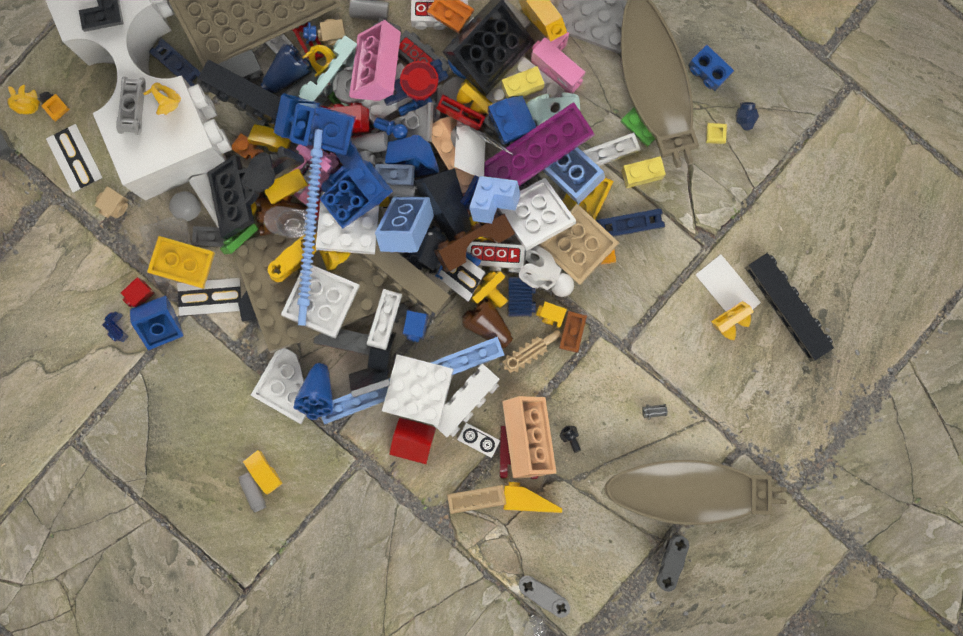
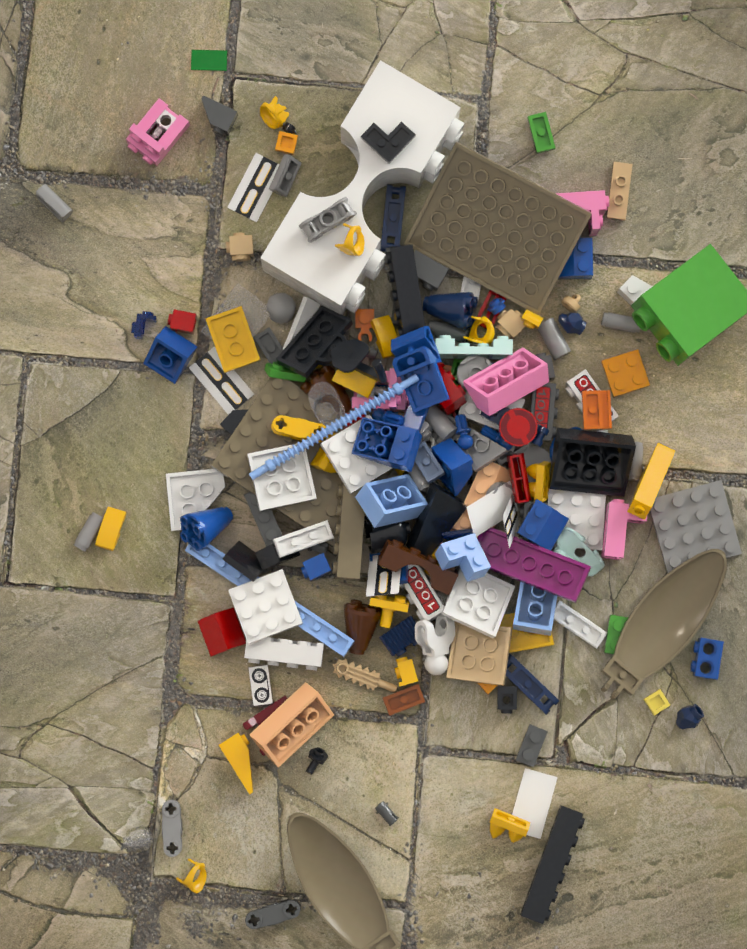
camera: 50 degrees right, 0 degrees up
(80, 127) = (285, 175): none -> light grey brick
(341, 12) = (531, 319): none -> yellow slope
(476, 499) = (211, 717): tan plate -> none
(523, 83) = (578, 512): light yellow brick -> none
(606, 609) = (199, 883): none -> yellow piece
(630, 241) = (511, 692): none -> black brick
(643, 172) = (578, 664): light yellow brick -> none
(681, 256) = (531, 745): none -> dark grey plate

